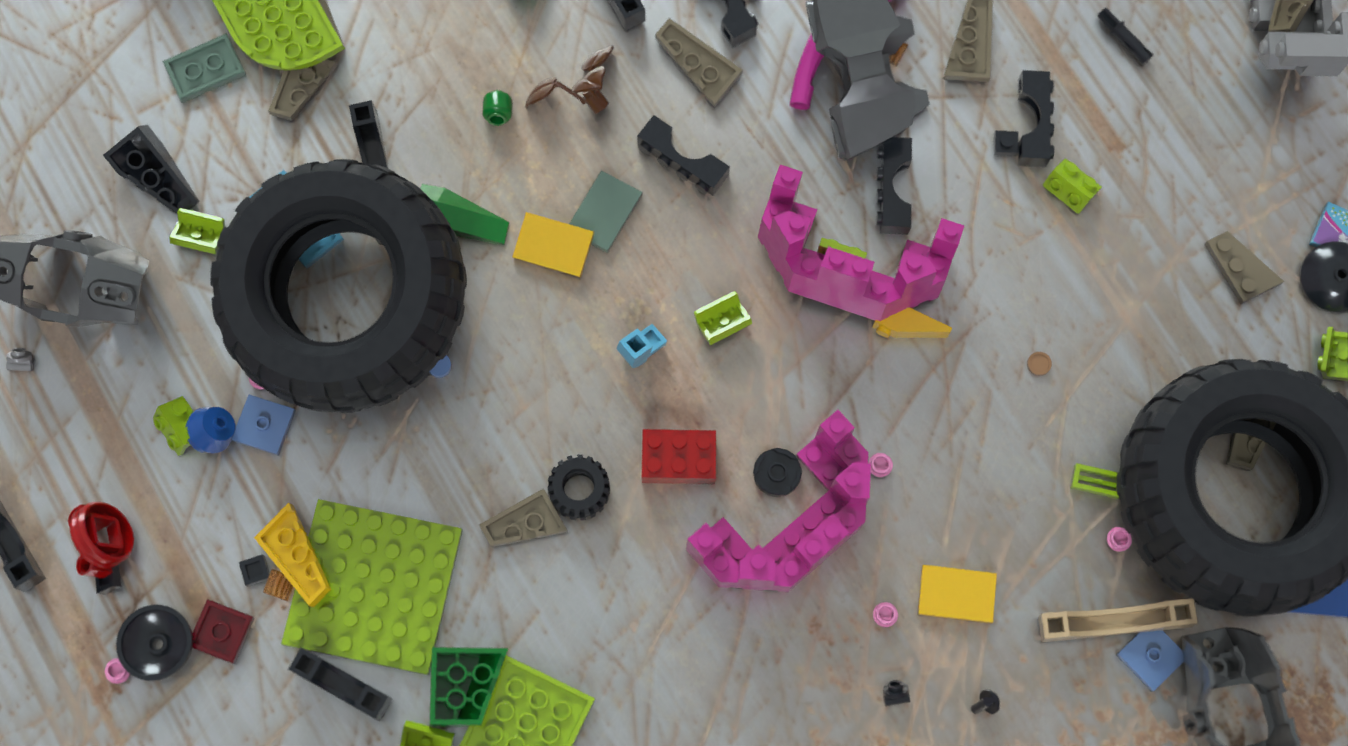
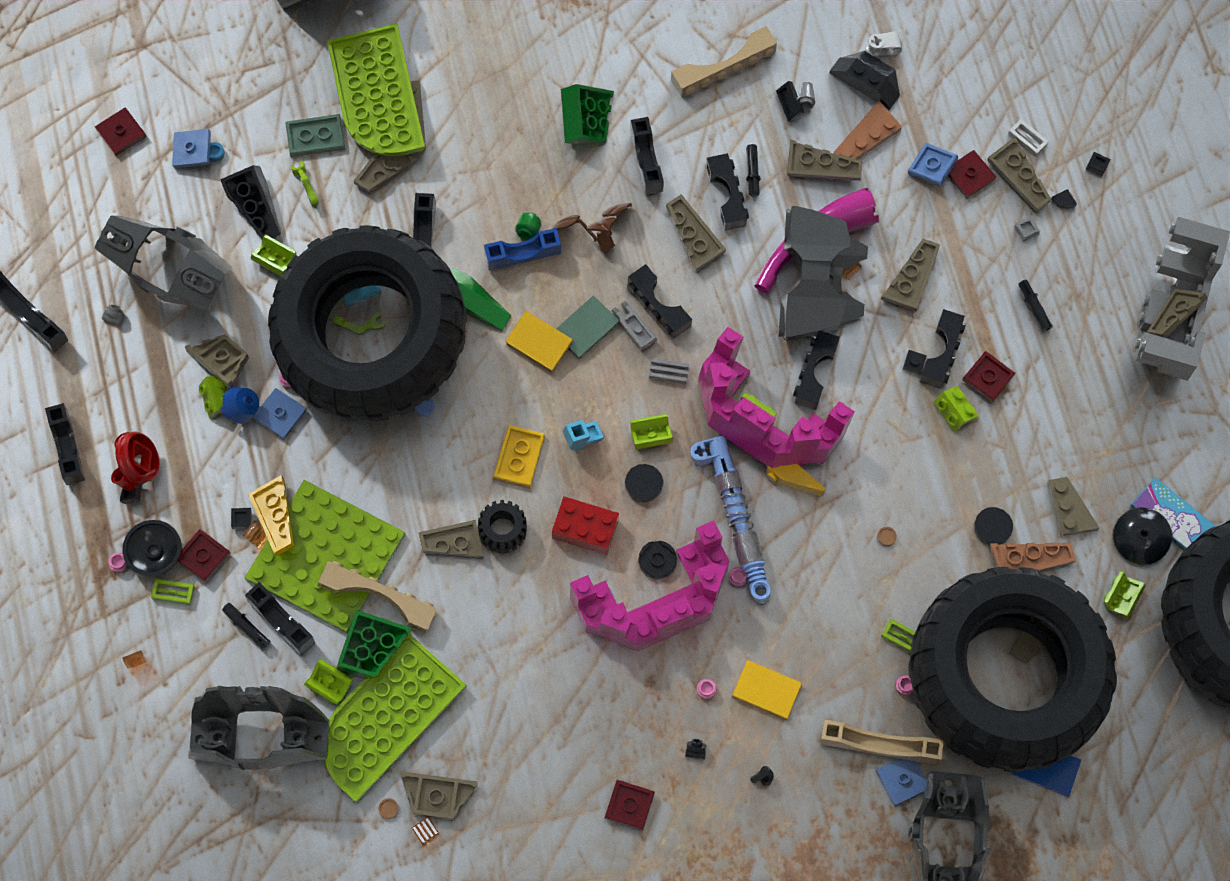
camera: 15 degrees right, 5 degrees down
(56, 126) = (191, 148): none -> medium blue plate
(87, 122) = (216, 152): none -> dark azure tile
(169, 377) = (220, 357): none -> dark tan wing
(199, 117) = (300, 171): none -> lime piece
(218, 685) = (189, 594): none -> lime tile
(301, 704) = (245, 625): none -> black axle
(332, 291) = (359, 330): none -> lime piece
(479, 150) = (505, 254): none -> blue arch
(505, 627) = (339, 580): none -> tan arch
(572, 393) = (519, 456): none -> yellow tile
(663, 194) = (635, 326): none -> light grey hinge
(719, 228) = (672, 364): none -> light grey tile
(732, 382) = (644, 482): none -> black tile
(838, 359) = (730, 489): none -> light blue piece
(1098, 136) = (988, 376): none -> dark red plate
(1160, 315) = (993, 525): none -> black tile
(1216, 340) = (1033, 555): none -> nougat wing

